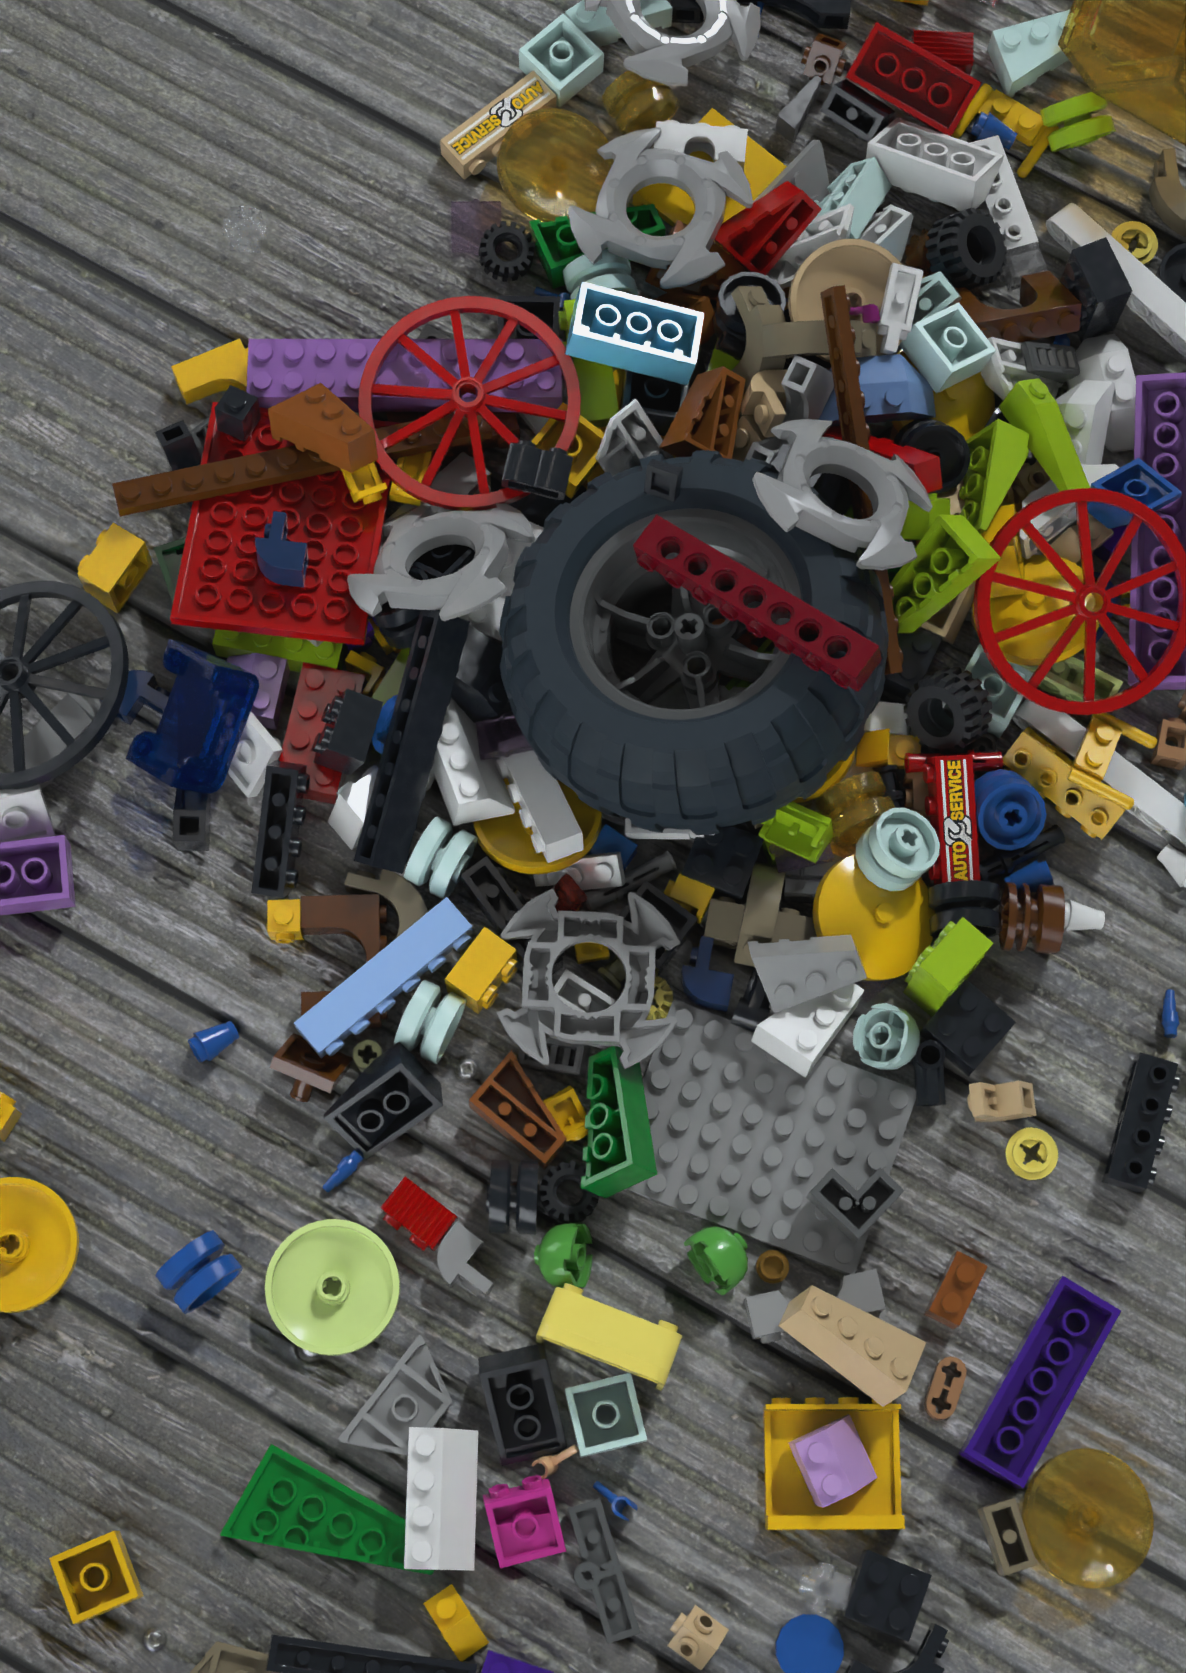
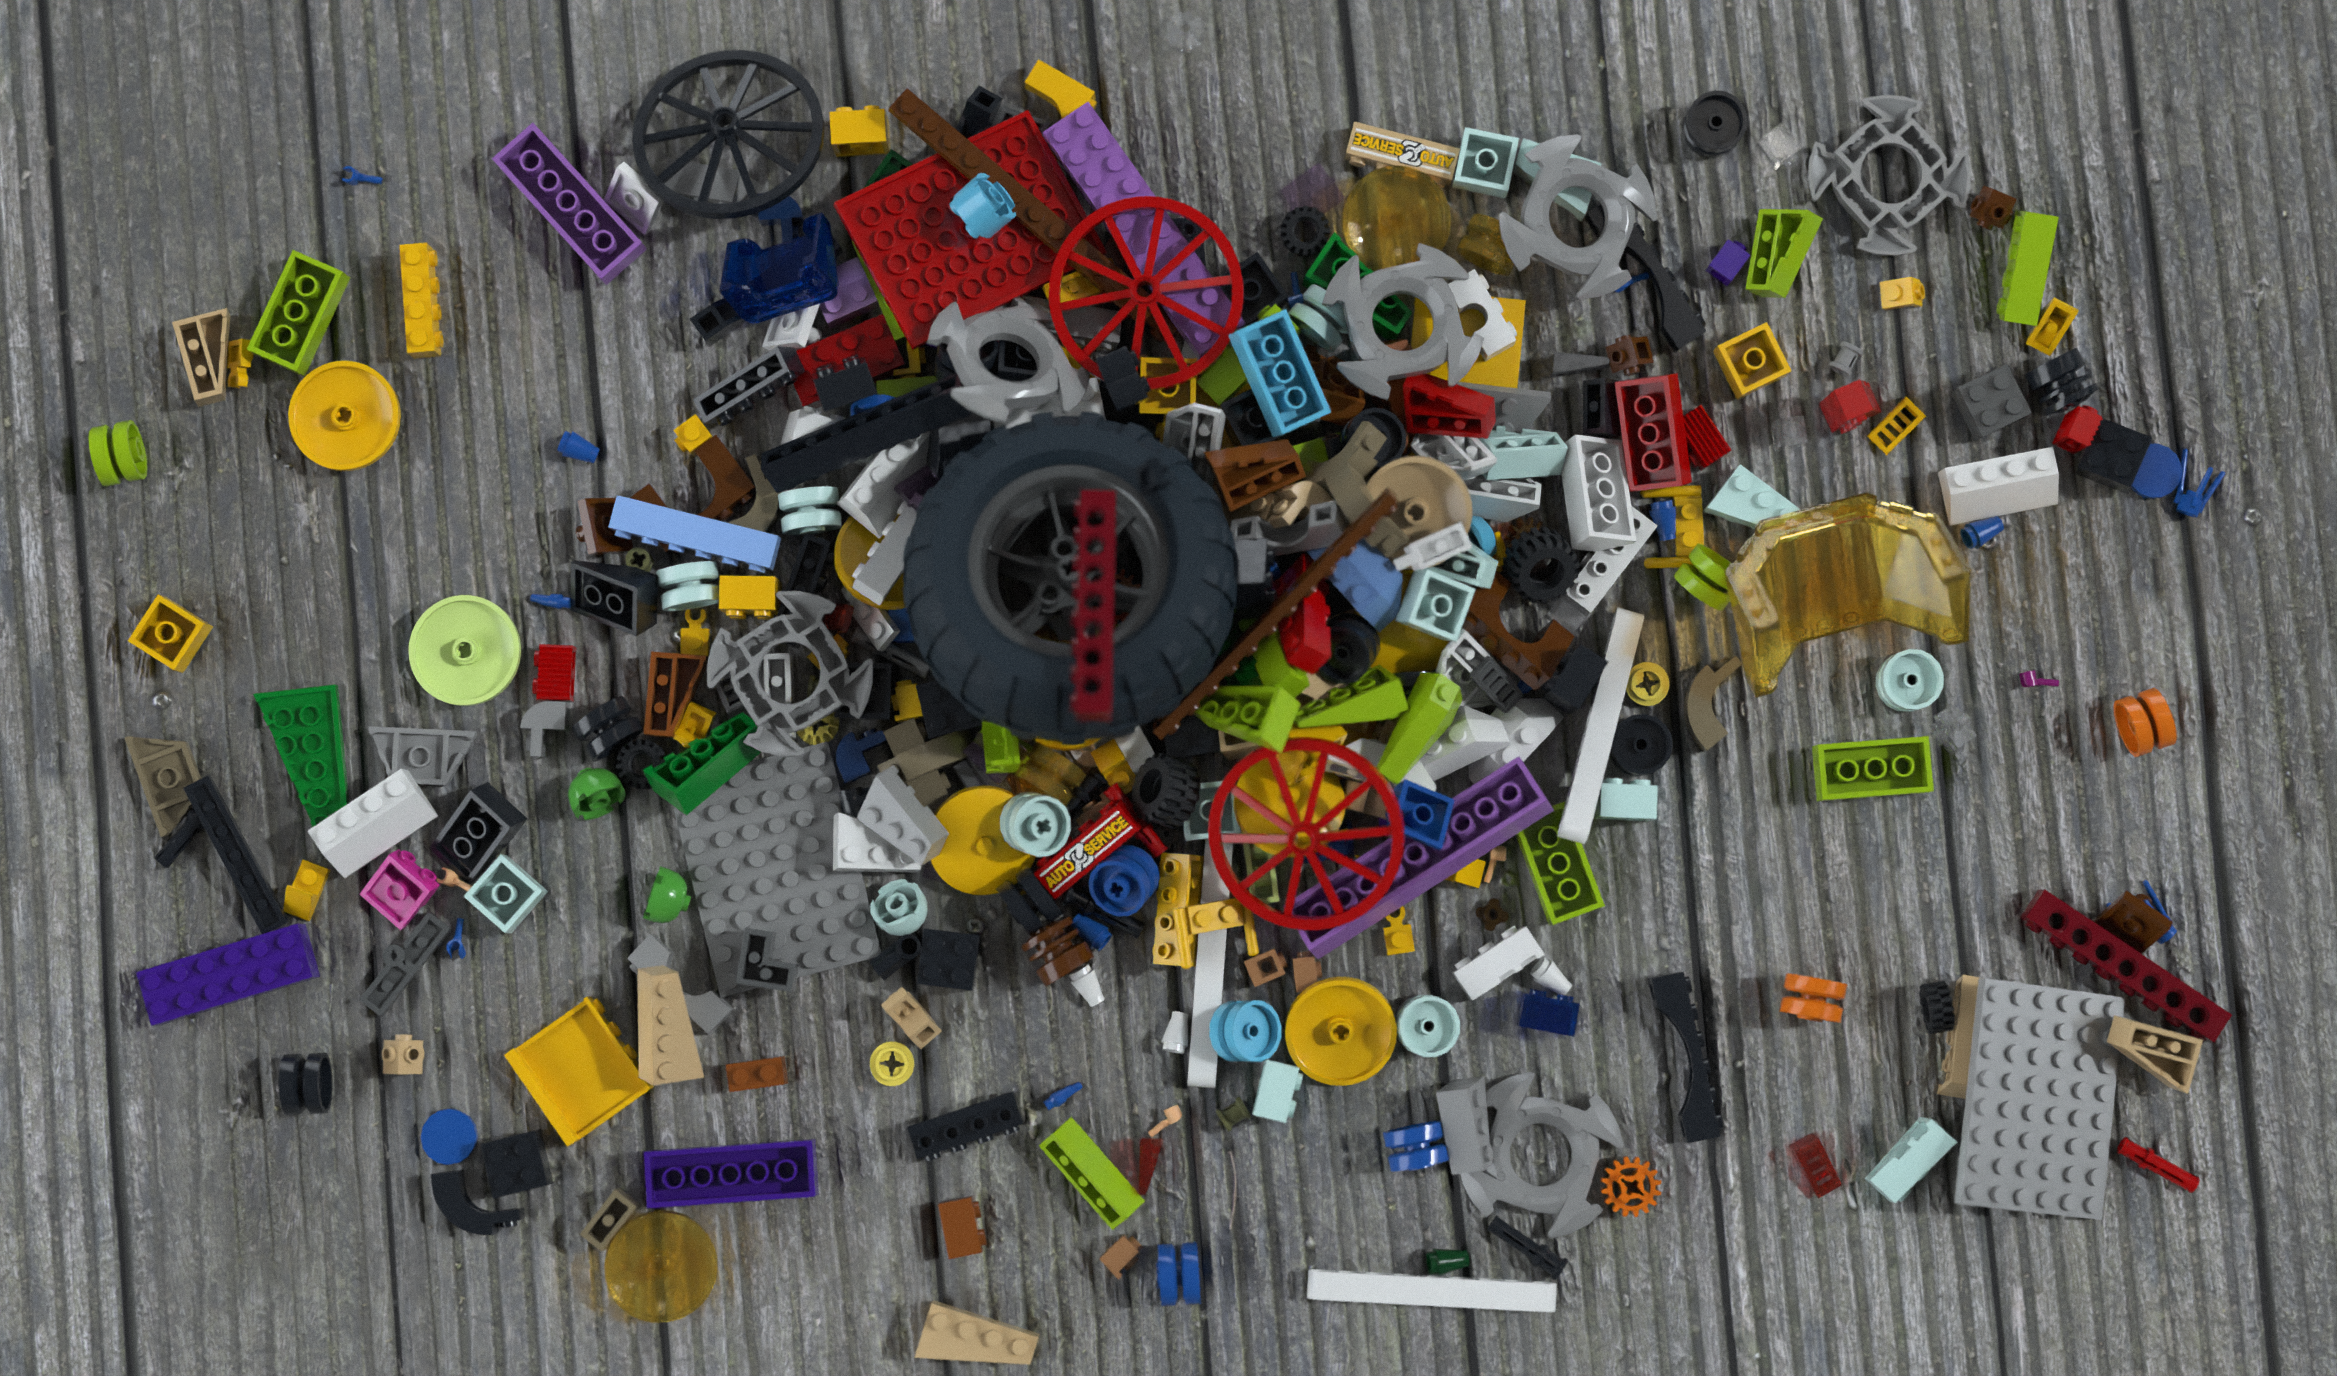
camera: 60 degrees right, 10 degrees up
(198, 1271) = (412, 550): blue wheel -> none
(237, 413) = (1025, 135): black brick -> none
(279, 485) = (983, 206): none -> medium azure brick
(280, 559) = (929, 244): dark blue brick -> none
(325, 426) = (1052, 205): dark orange wedge -> none
(365, 484) = (1036, 261): yellow bracket -> none
(480, 1057) = (695, 639): none -> yellow plate
(610, 1335) = (552, 860): light yellow windscreen -> none
(772, 1266) = (688, 938): pearl gold plate -> none
(833, 1461) = (581, 1068): lavender slope -> none
(837, 1592) = (482, 1119): clear brick -> none
(869, 313) = (1414, 530): magenta hand -> none
(884, 481) = (1270, 629): light grey piece -> none
(946, 965) = (969, 915): lime brick -> none
(953, 1390) = (685, 1105): medium nougat beam -> none

